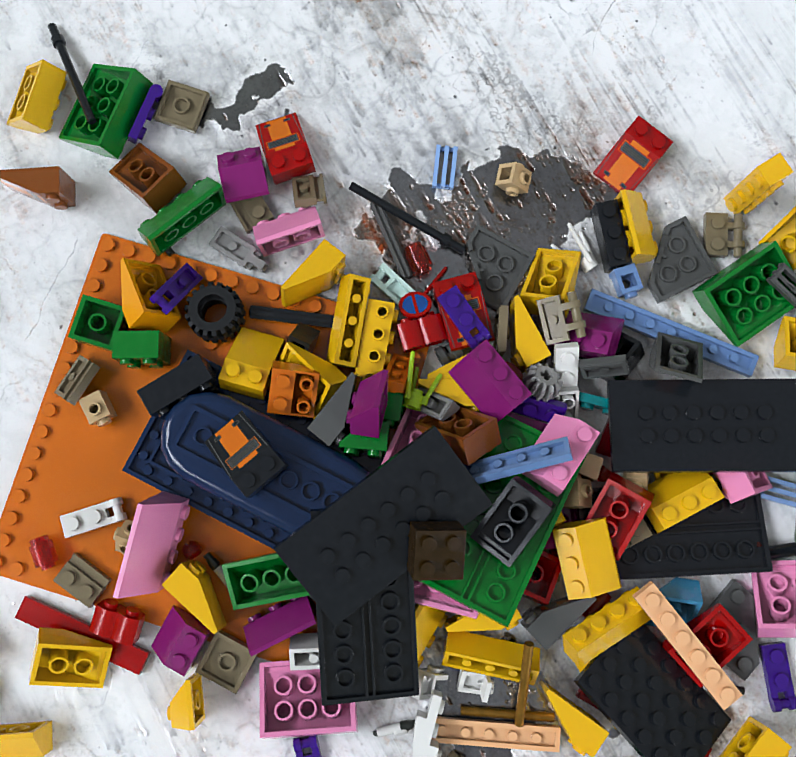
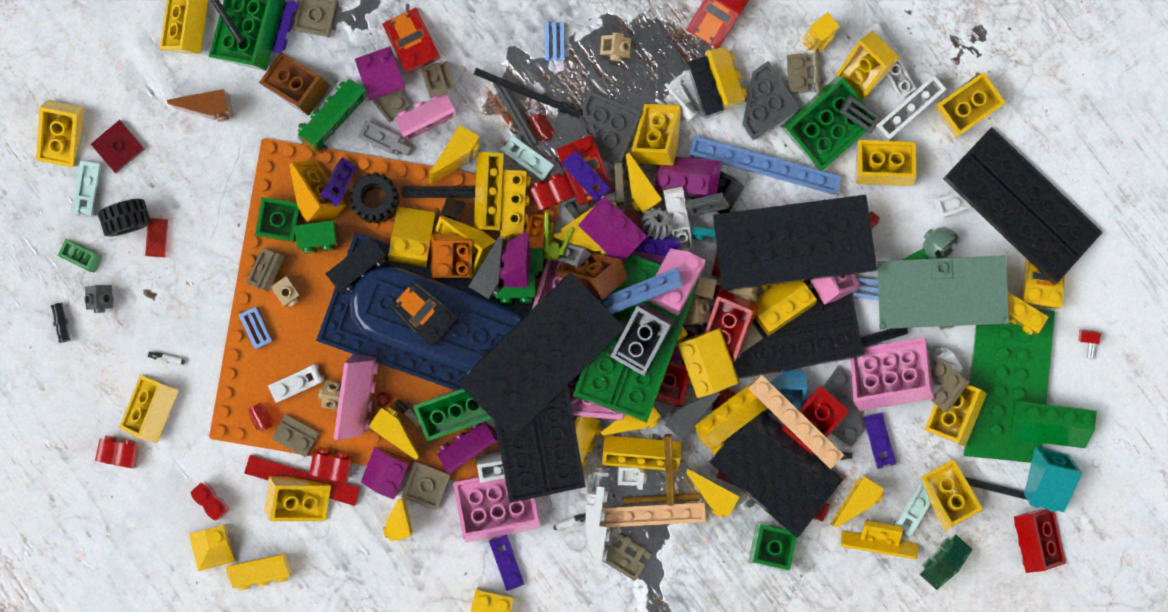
camera: 10 degrees left, 5 degrees up
(65, 442) = (262, 342): none -> light blue tile
(418, 303) = (546, 168): piece -> none
(436, 550) = (584, 368): dark brown brick -> none
(554, 320) = (661, 171): dark tan plate -> none
(629, 275) = (722, 118): medium blue brick -> none
(677, 357) = (768, 188): dark grey slope -> none

